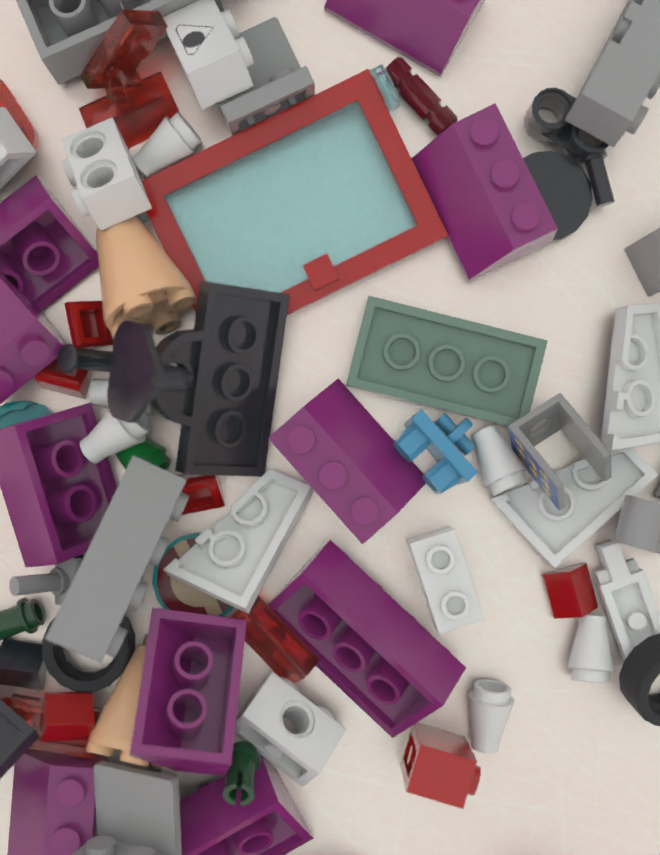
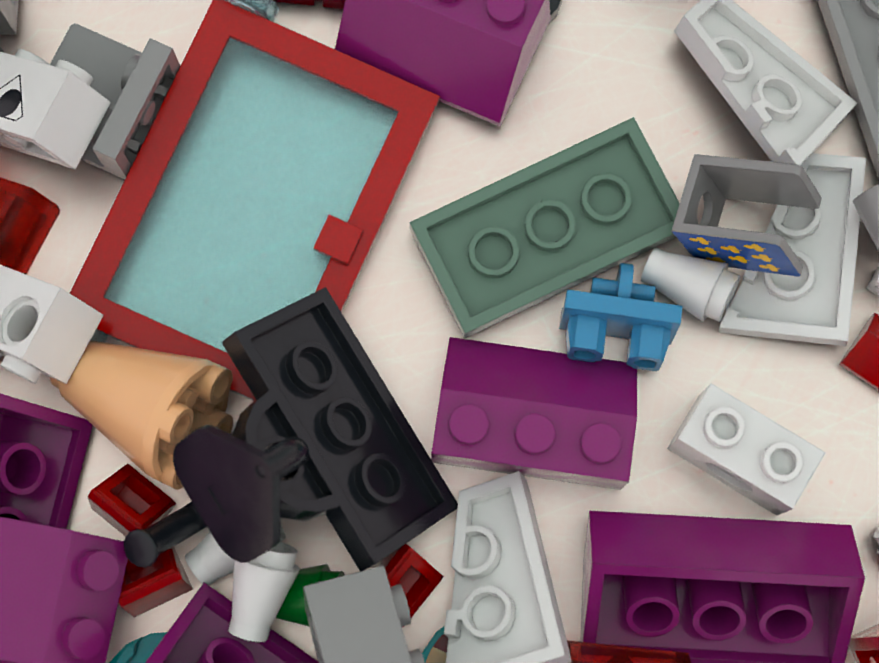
camera: 40 degrees left, 10 degrees down
(167, 145) = (64, 241): white cone -> none

